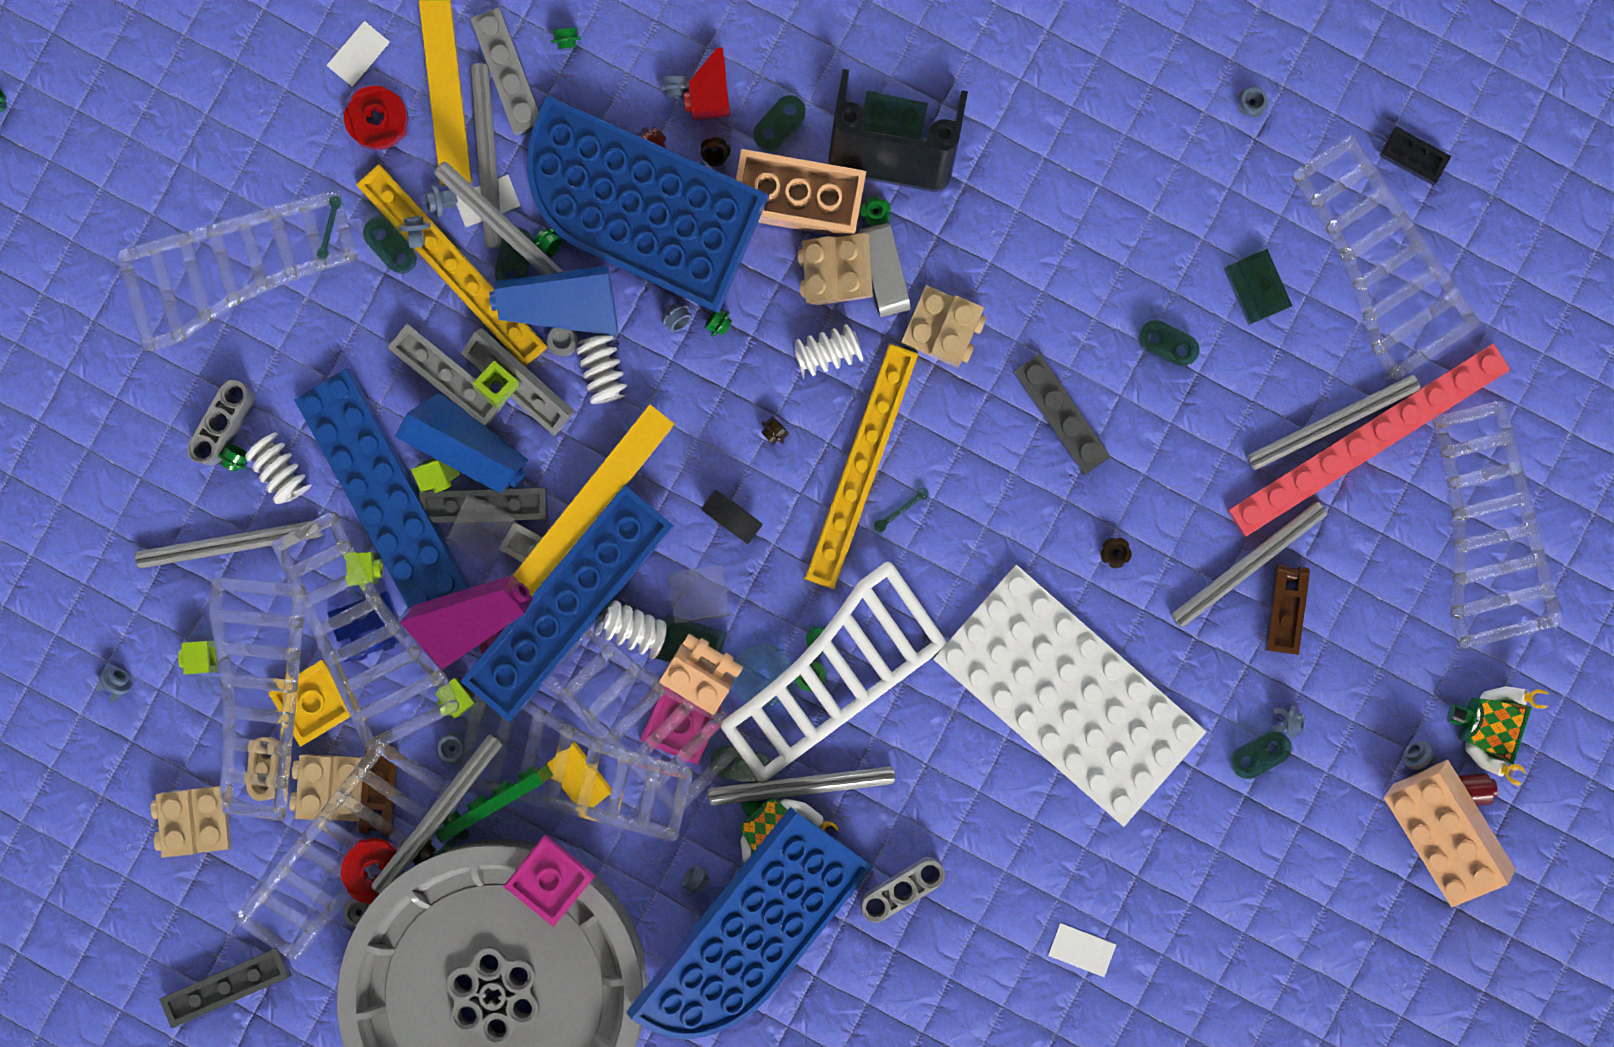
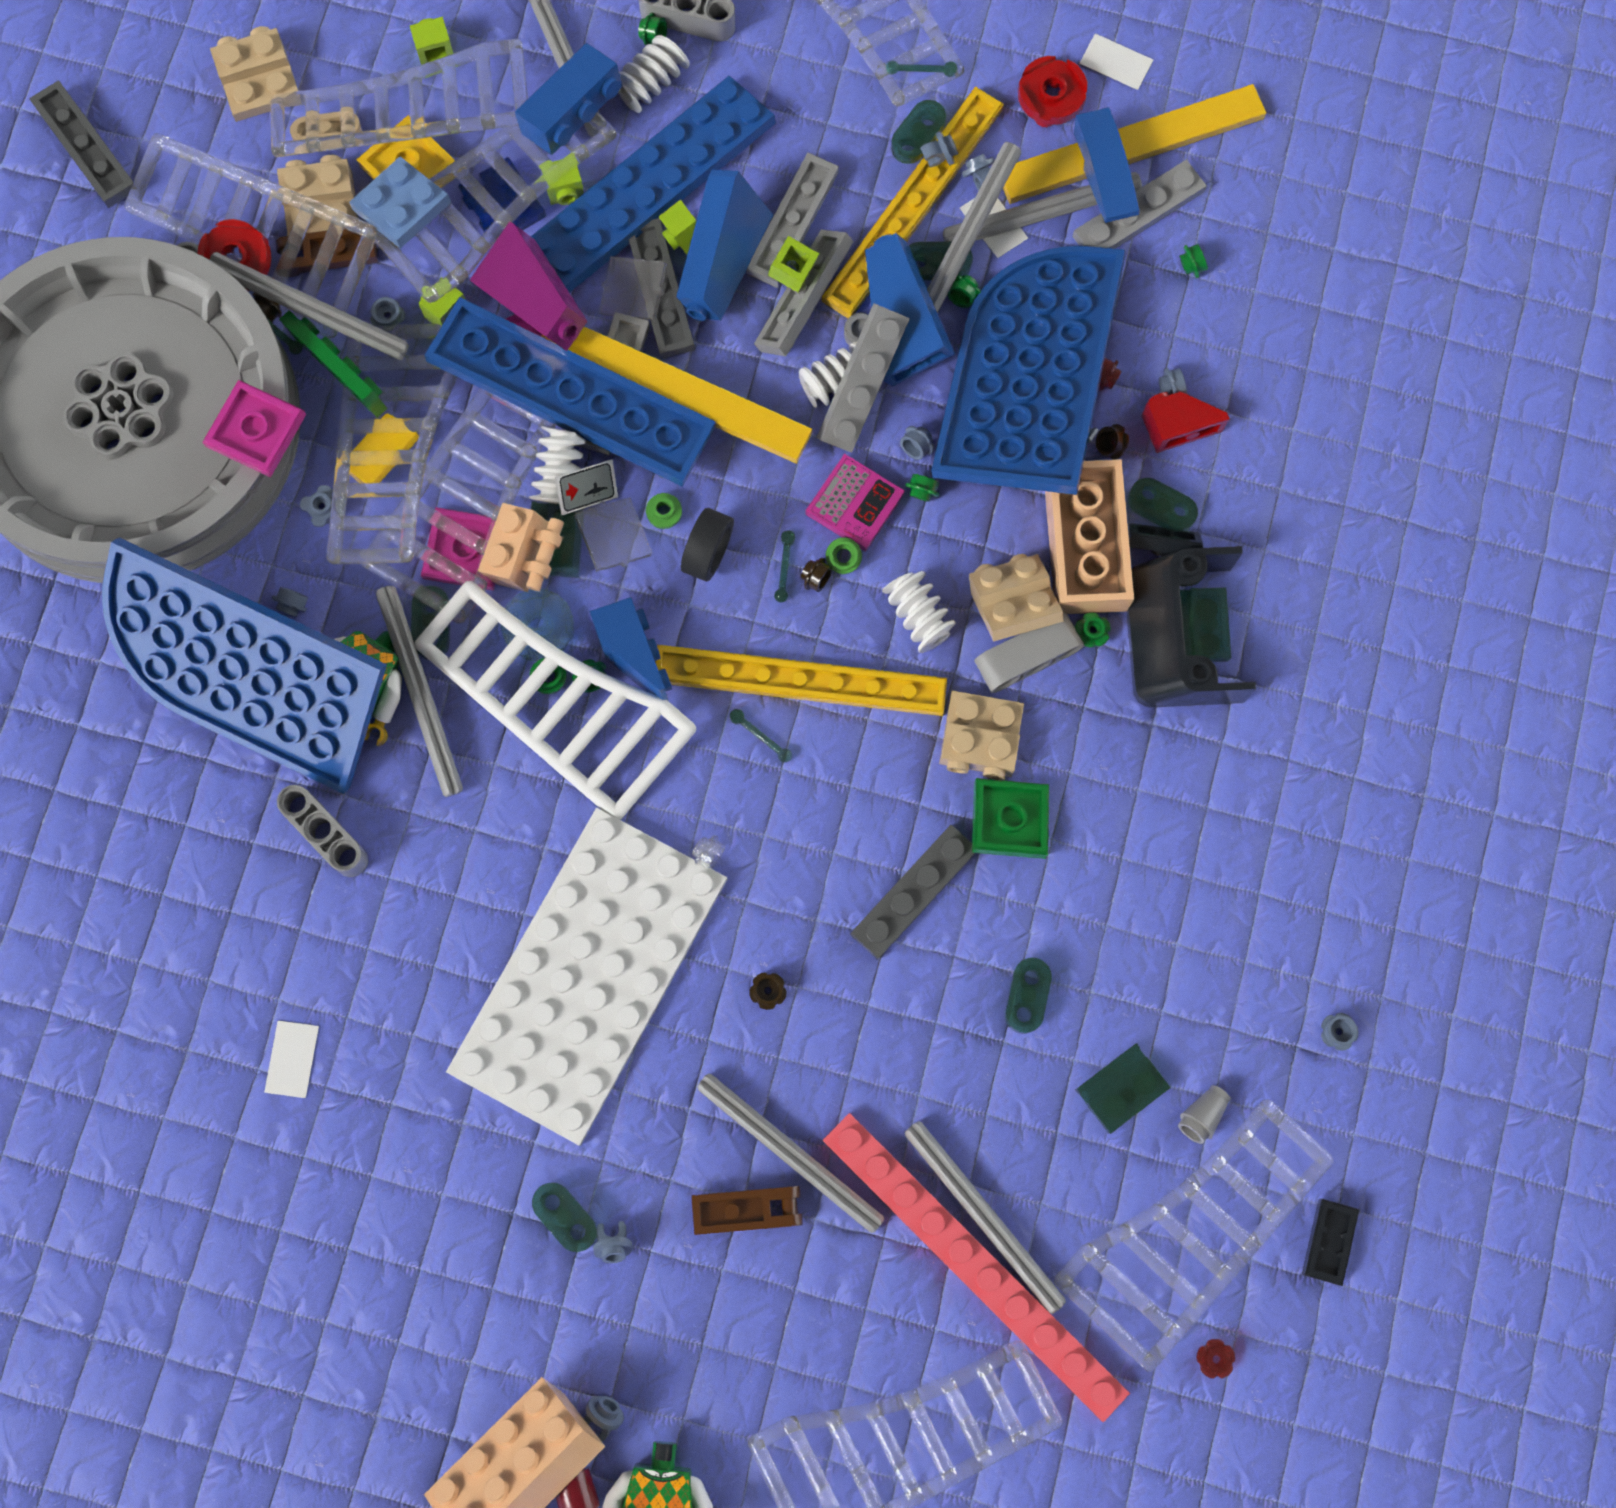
camera: 70 degrees right, 10 degrees down
(295, 545) = (569, 99): none -> blue brick
(356, 715) = (400, 202): none -> medium blue plate
(465, 89) = (1106, 164): none -> blue slope
(612, 846) = (311, 504): none -> sand blue plate
(615, 349) = (862, 377): none -> light grey plate
(655, 607) = (586, 487): none -> sticker
(697, 551) = (663, 521): none -> bright green plate
(717, 383) = (855, 502): none -> tile
(734, 447) = (787, 540): none -> hinge
(772, 403) = (835, 547): none -> bright green plate
(802, 604) = (626, 646): none -> blue slope
(813, 130) = (1162, 540): none -> black plate
(991, 575) = (708, 852): none -> clear plate
(1020, 320) = (1010, 818): none -> green plate
(1294, 227) = (1203, 1116): none -> light grey cone
(1479, 277) = (1205, 1359): none -> clear red plate

